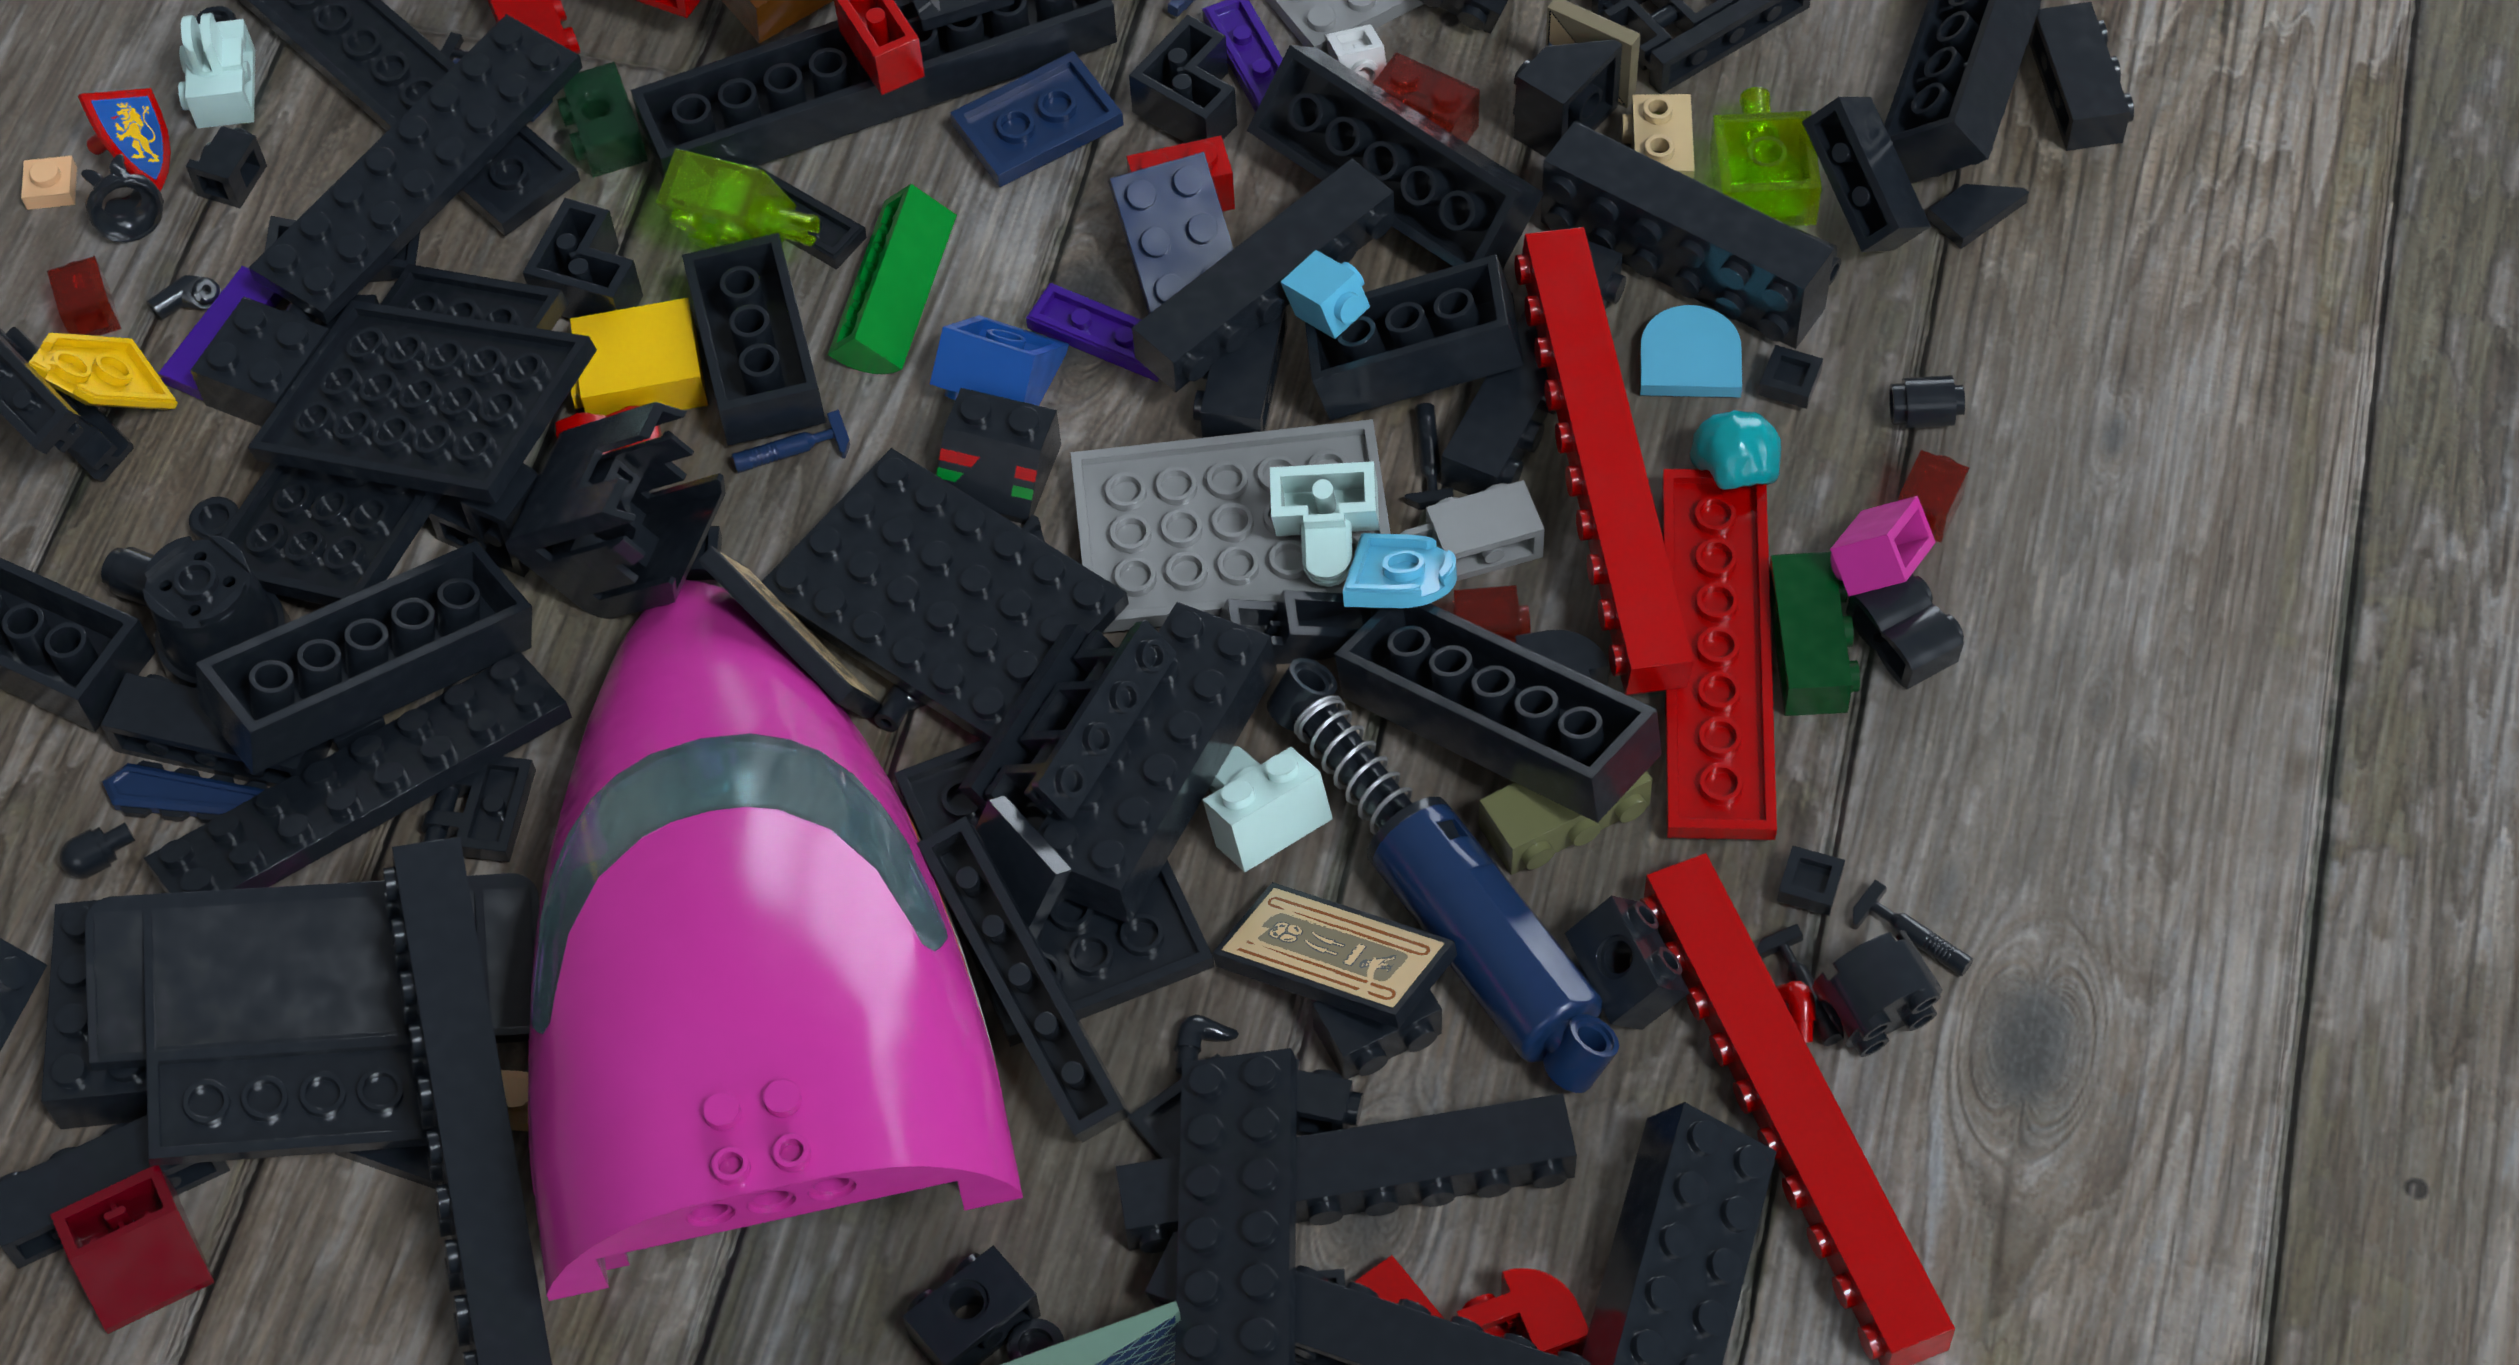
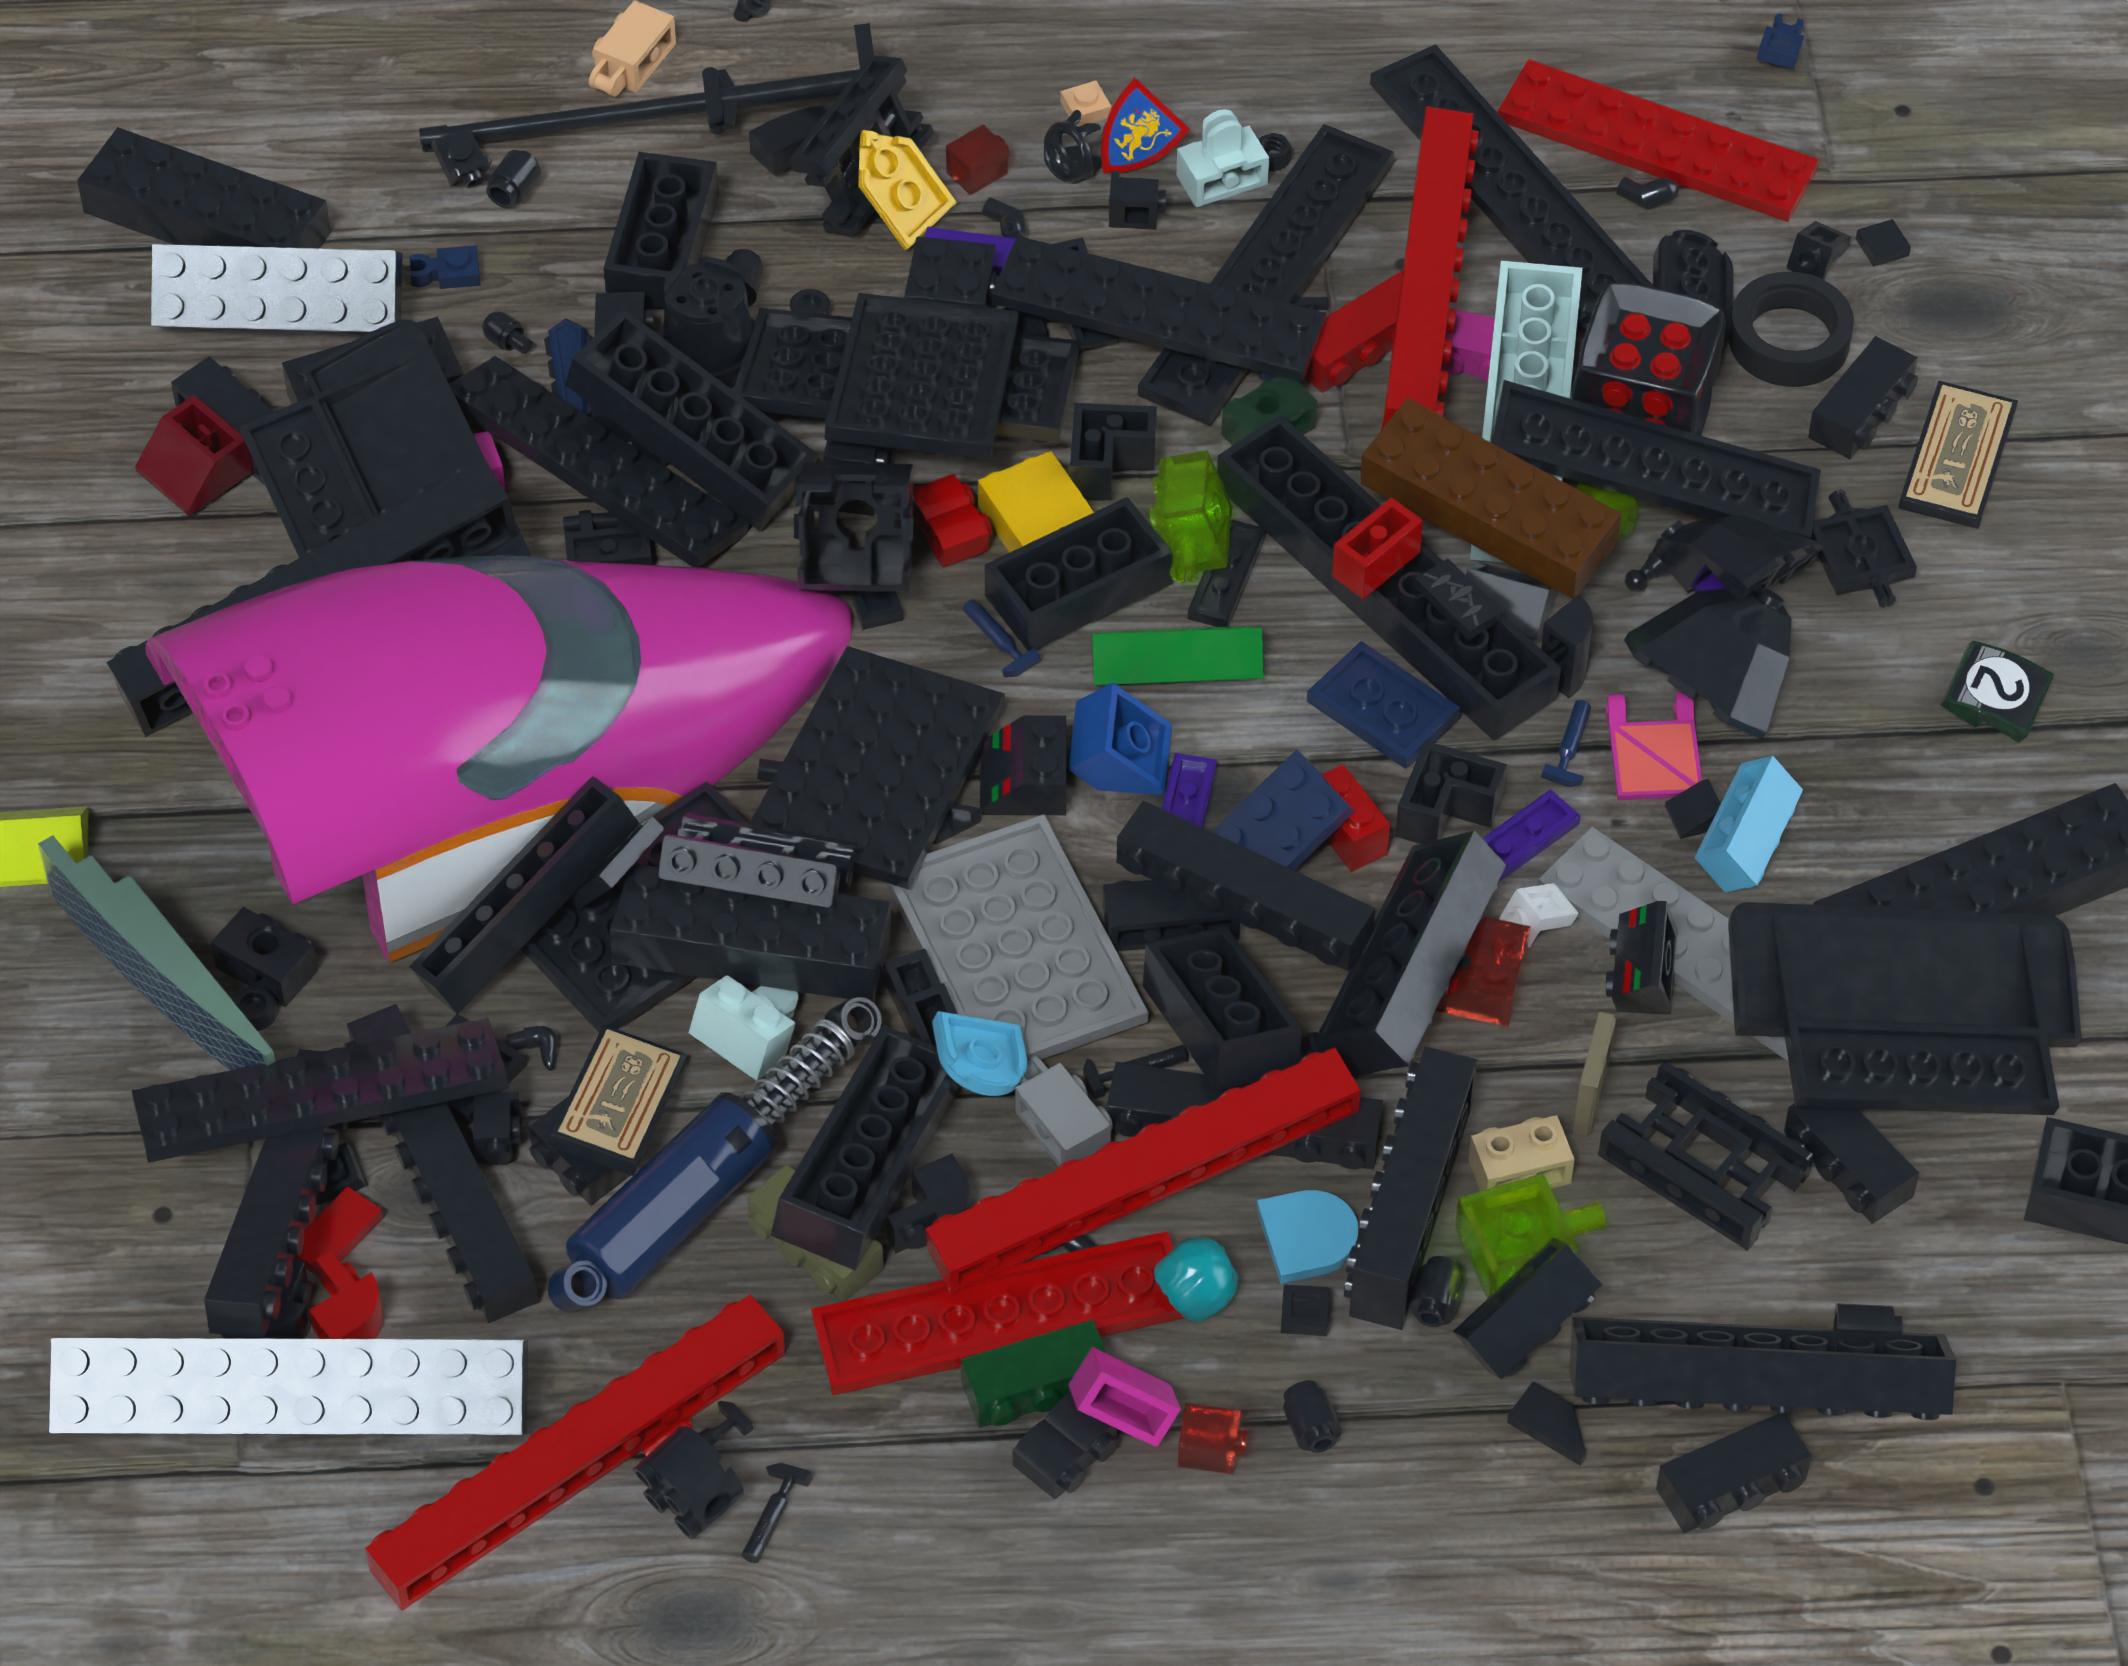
camera: 70 degrees right, 5 degrees down
(790, 633) = (795, 671): black tile -> none
(1325, 508) = (1022, 987): light aqua brick -> none
(1326, 293) = (1227, 926): medium azure brick -> none
(1493, 610) = (973, 1140): clear red brick -> none
(1564, 87) = (1534, 1067): black slope -> none
(1603, 944) = (670, 1302): black brick -> none
(1811, 880) = (795, 1424): black plate -> none

